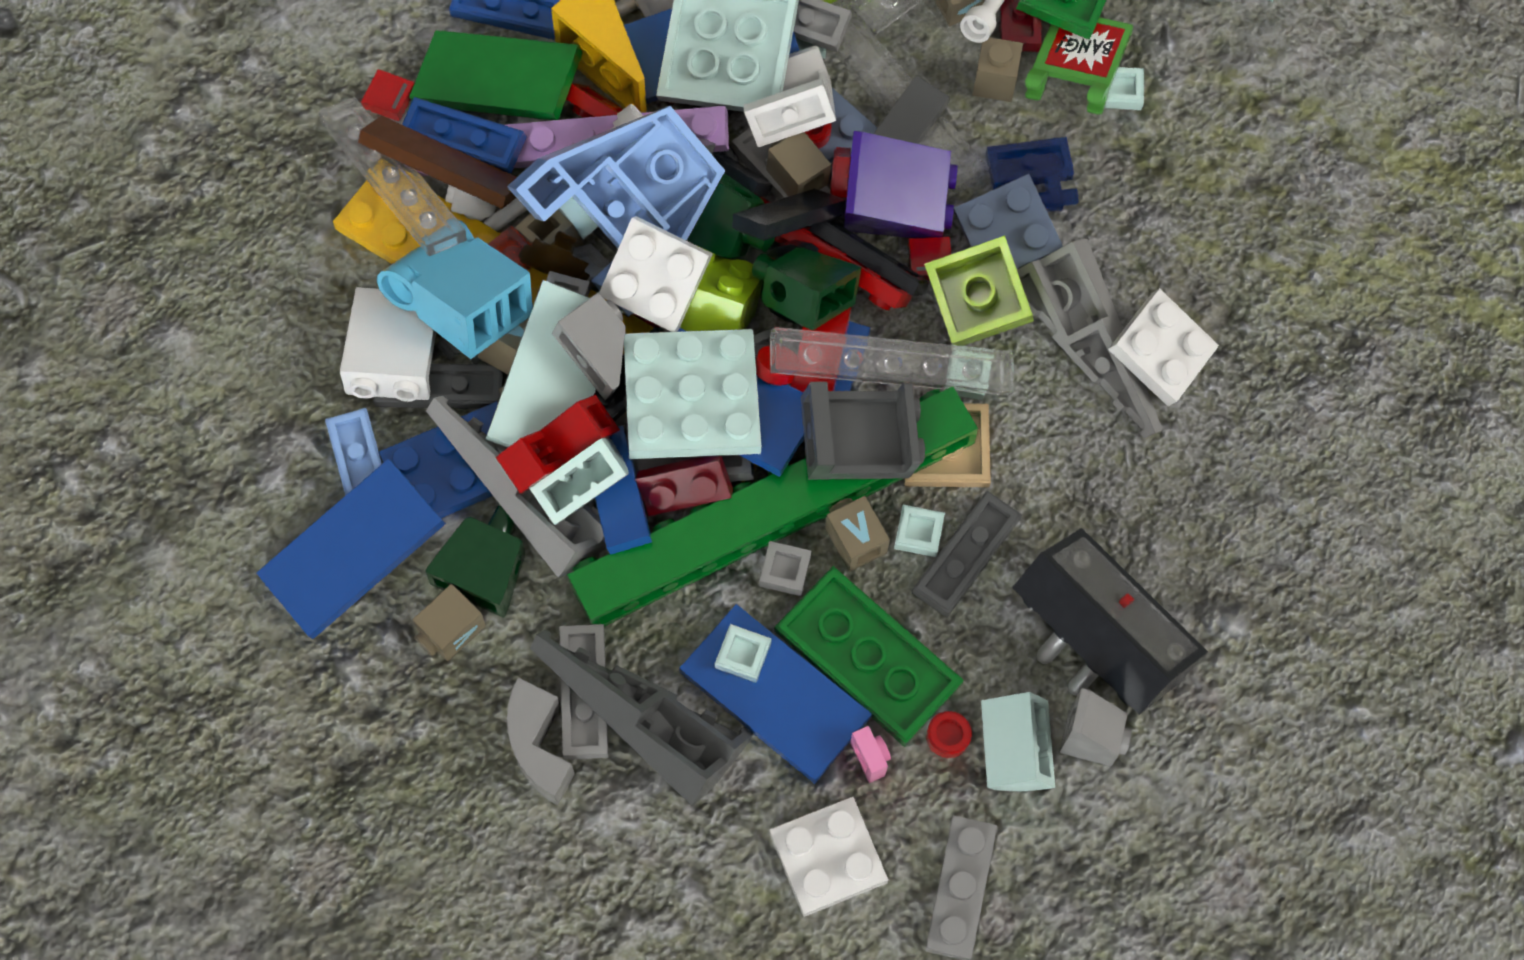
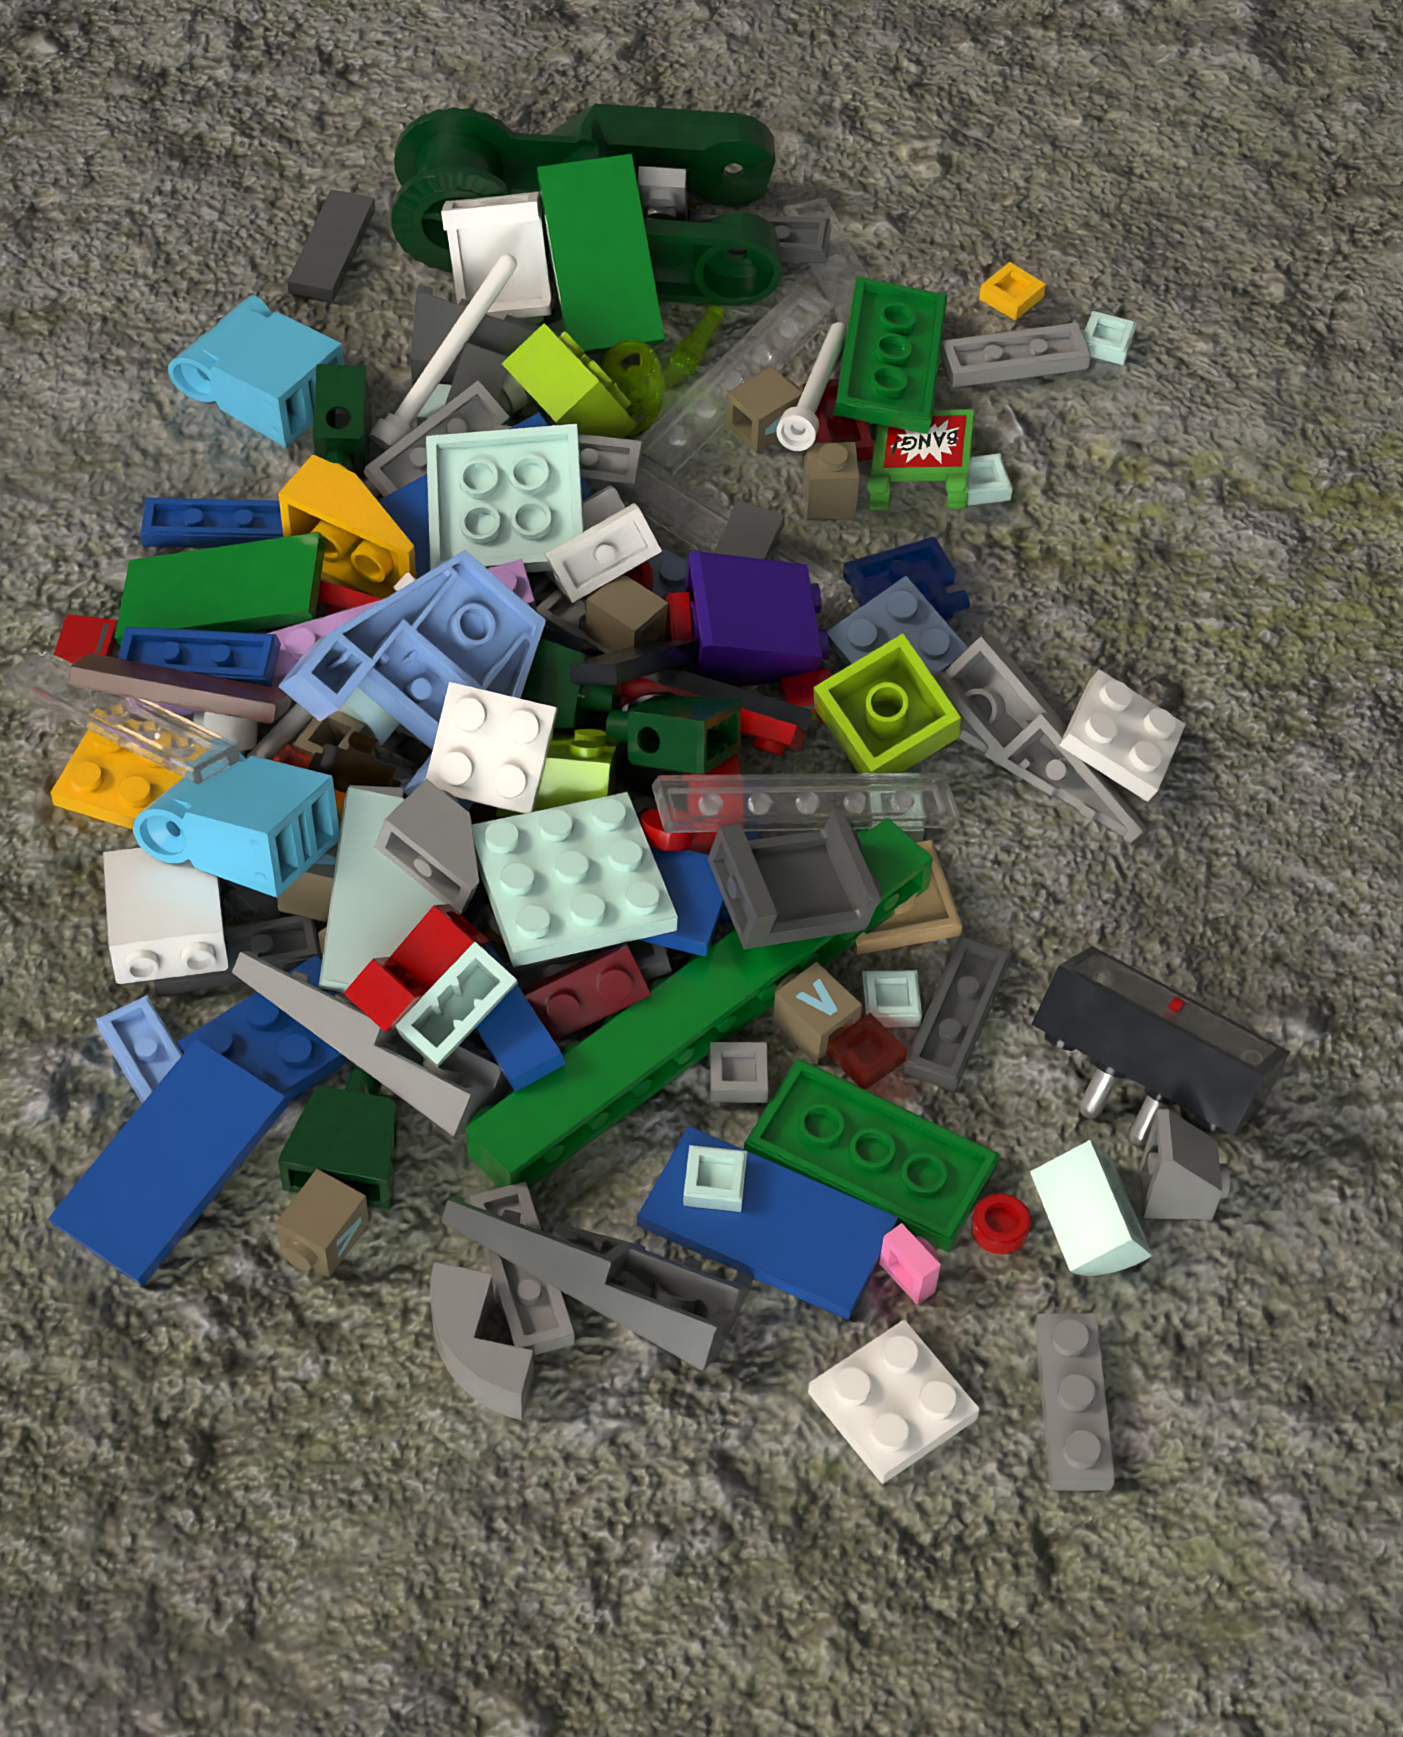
camera: 15 degrees left, 15 degrees down
(886, 573) = (867, 1051): none -> clear red plate

